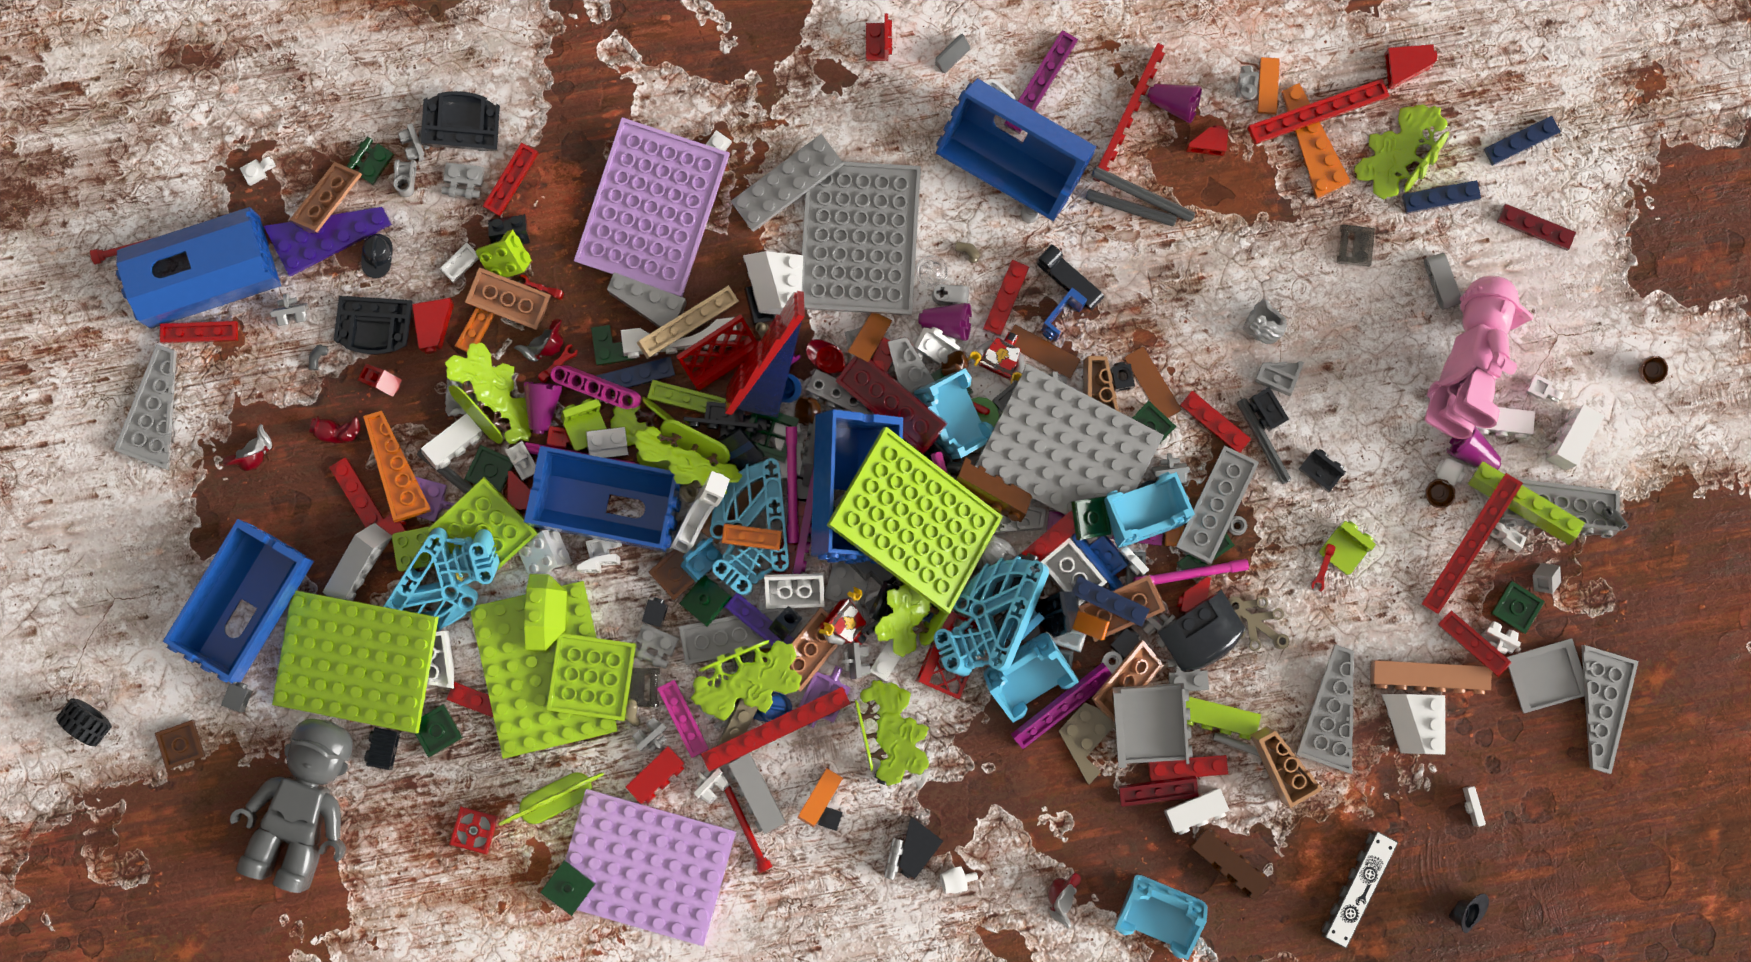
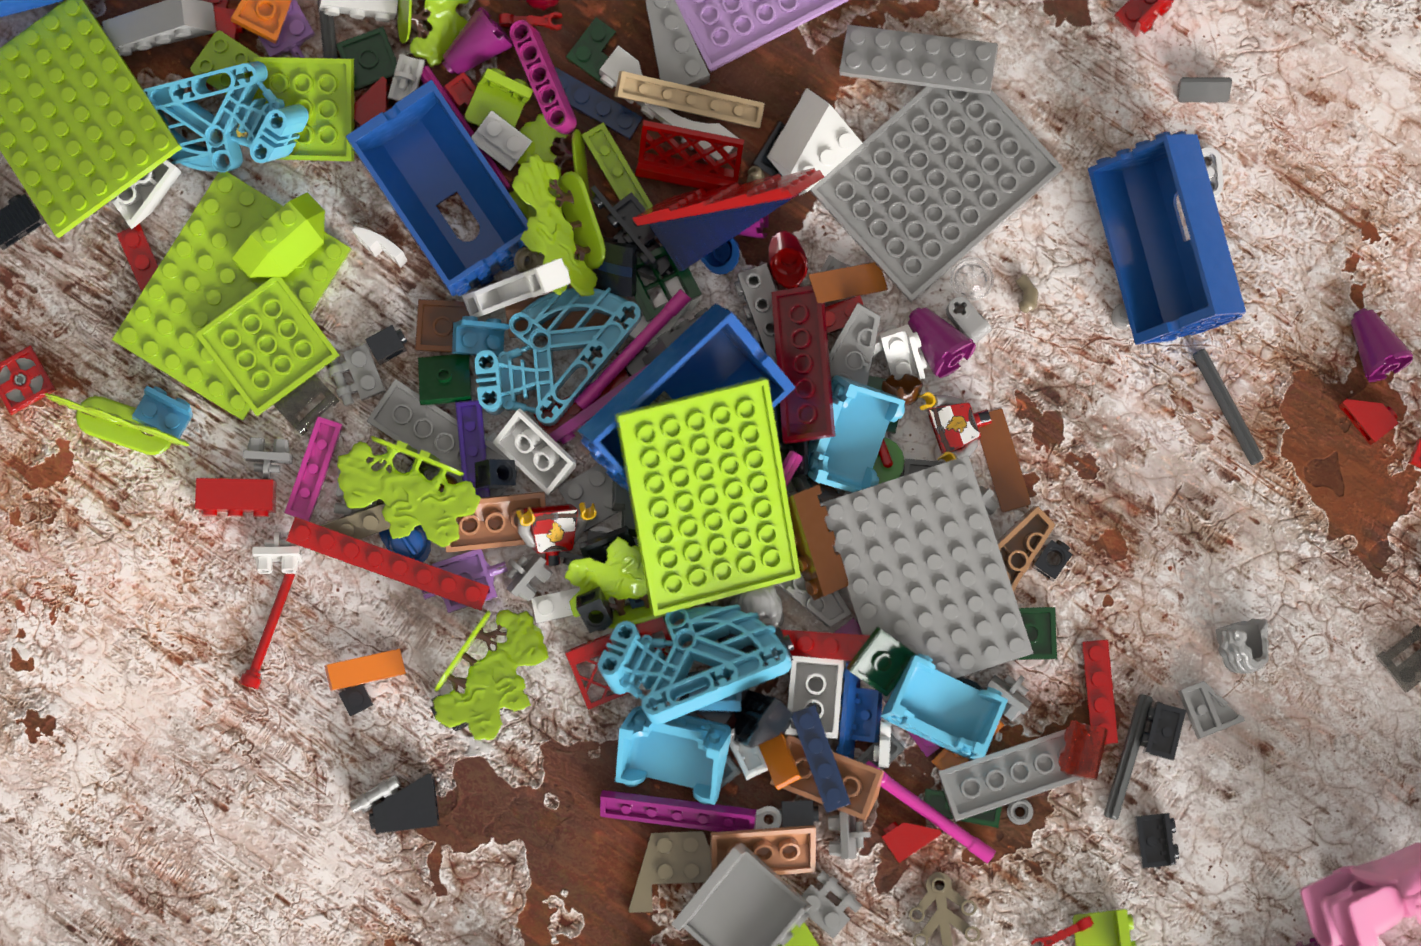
camera: 50 degrees right, 0 degrees up
(437, 731) = (79, 255): dark green plate -> none
(544, 553) = (341, 186): white bracket -> none
(568, 887) = (51, 518): dark green plate -> none
(570, 770) = (163, 412): none -> dark azure bracket
(600, 547) = (396, 232): white plate -> none
(631, 711) = (270, 415): dark tan arm -> none
(649, 865) = (141, 571): lavender plate -> none
(751, 537) = (544, 361): orange tile -> none
(757, 793) = (311, 606): light grey brick -> none
(806, 409) = (719, 291): reddish brown hair -> none
(906, 639) = (592, 601): none -> black brick
(956, 880) = (413, 874): white piece -> none
(1006, 298) = (1018, 375): red plate -> none
(1046, 73) = (1278, 196): magenta plate -> none
(1054, 265) = (1097, 414): black beam -> none
(1072, 298) = (1078, 433): blue panel -> none
(1133, 105) = (1329, 310): red plate -> none
(1143, 194) = (1251, 404): dark grey axle -> none
(1152, 382) = (1078, 595): dark orange sticker -> none
(1203, 633) = (880, 879): black slope -> none
(1240, 460) = (1083, 750): none -> clear red bracket

